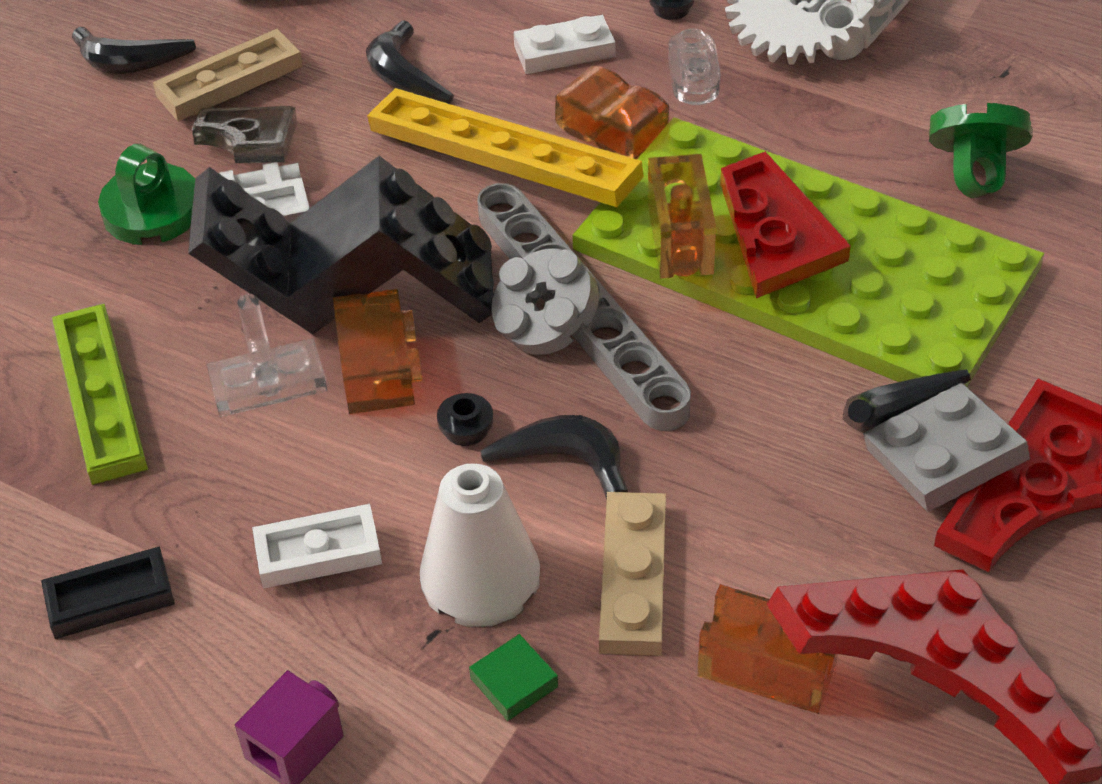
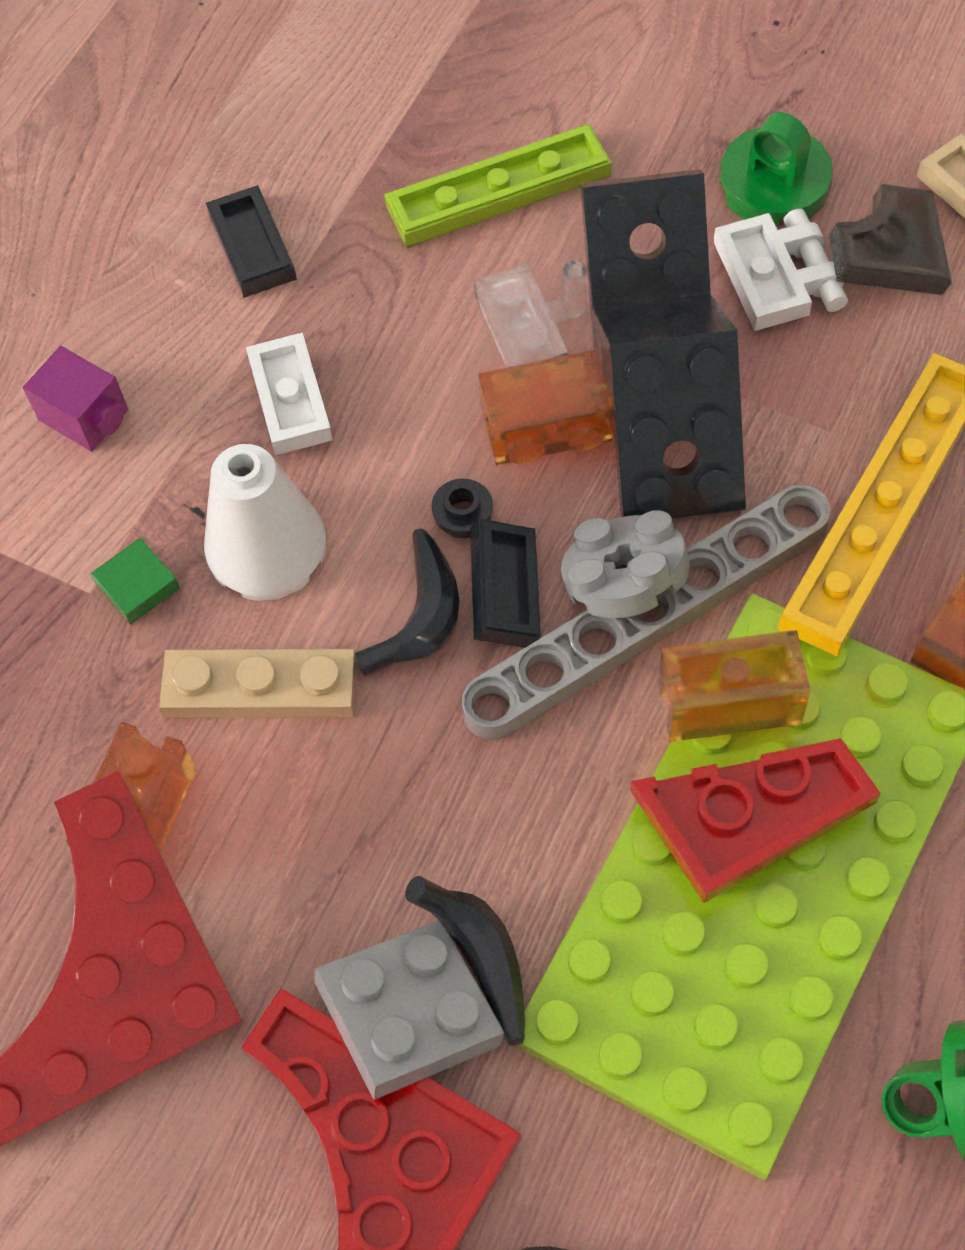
camera: 90 degrees right, 15 degrees up
(547, 386) = (504, 583): none -> black tile

